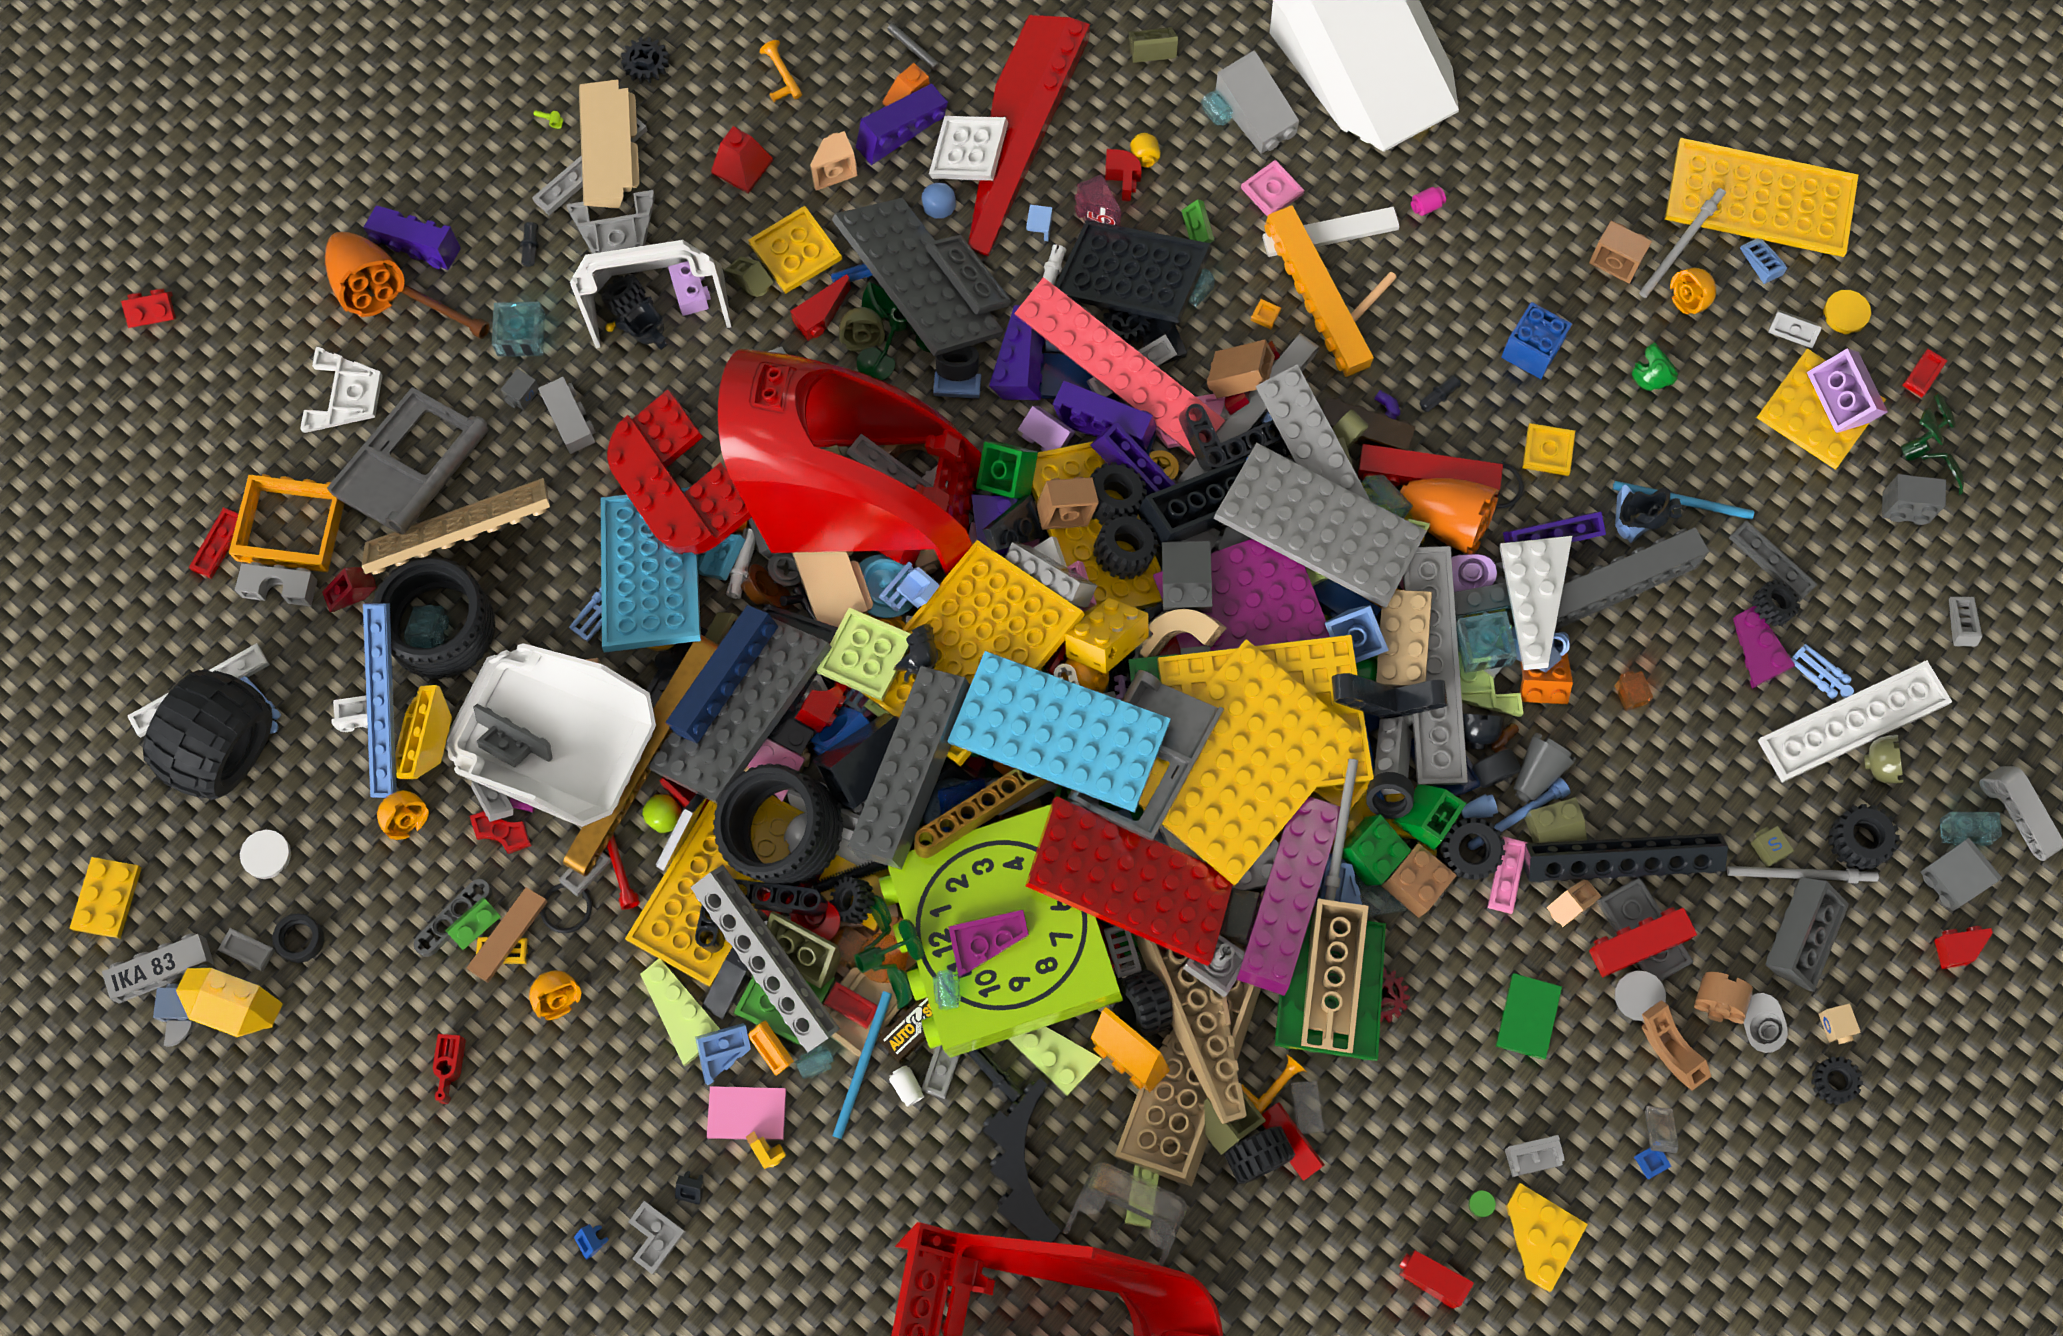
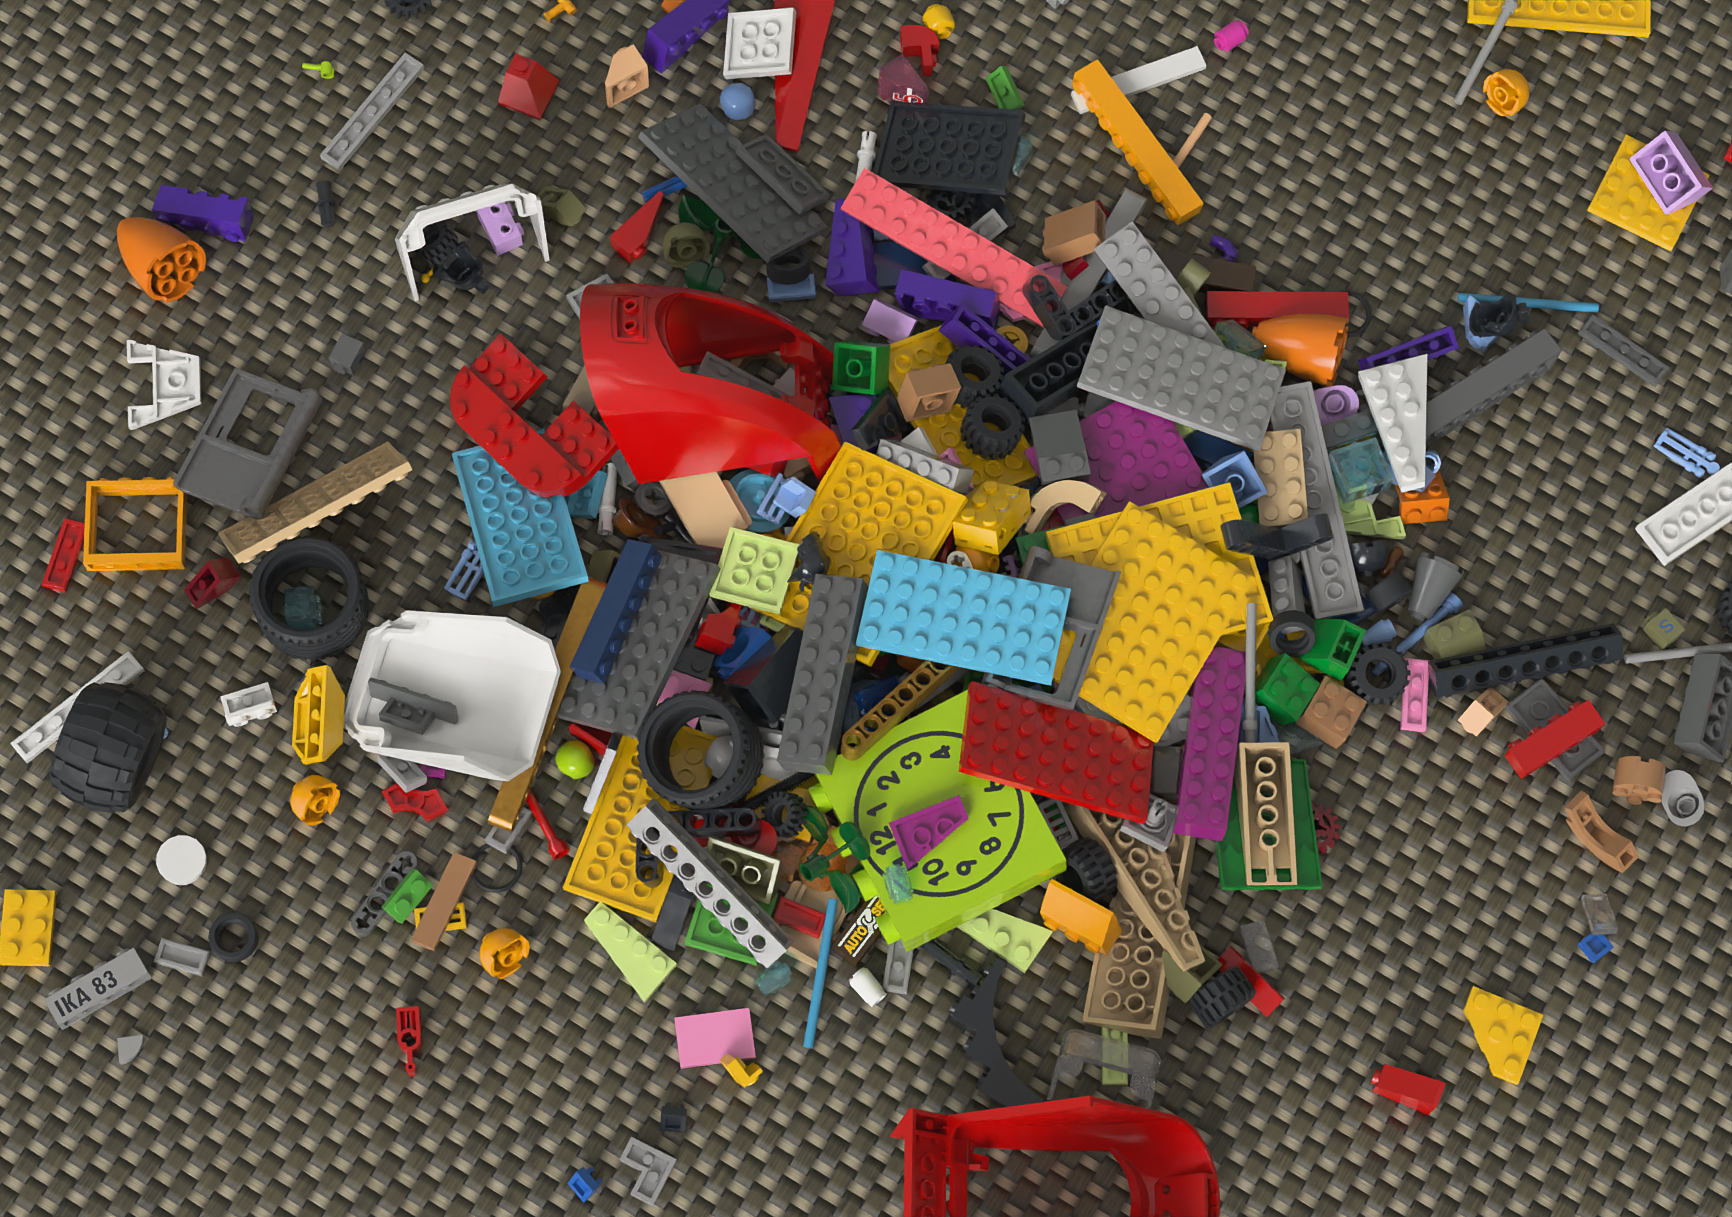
camera: 15 degrees left, 0 degrees up
(169, 1005) = (125, 1021): sand blue slope -> none
(226, 1002) = (176, 1009): yellow wedge -> none
(256, 580) = (116, 585): light grey arch -> none
(379, 699) = (273, 688): medium blue tile -> none
(479, 327) = (289, 296): reddish brown piece -> none
(518, 329) = (334, 292): clear light blue brick -> none
(567, 414) = (400, 373): light grey brick -> none
(606, 145) = (386, 88): tan slope -> none
(615, 232) = (414, 183): light grey wing -> none
(721, 1049) = (678, 980): medium blue wing -> none
(770, 1048) = (727, 970): light orange tile -> none
(795, 249) = (600, 172): yellow plate -> none
(1040, 220) = (845, 108): light blue panel -> none
(1263, 1102) = (1238, 912): light orange piece -> none
(1265, 314) = (1087, 173): light orange tile -> none
(1272, 188) = (1072, 44): bright pink tile -> none
(1440, 393) = (1274, 229): black axle -> none
(1481, 1204) = (1440, 1012): bright green tile -> none
(1528, 1016) = (1456, 827): green tile -> none
(1535, 1156) = (1483, 958): light grey hinge -> none
(1536, 340) = (1360, 163): blue brick -> none
(1548, 449) = (1389, 270): yellow tile -> none
(1620, 251) = (1429, 62): medium nougat brick -> none
(1633, 690) = (1508, 497): clear orange brick -> none
(1638, 993) = (1557, 788): light grey tile -> none
(1657, 372) = (1483, 179): green helmet -> none
(1761, 269) = (1569, 60): medium blue slope -> none
(1762, 649) = (1625, 437): magenta wing -> none
(1768, 609) = (1626, 398): black tyre -> none
(1795, 328) = (1611, 116): plate -> none
(1847, 311) = (1659, 92): yellow tile -> none

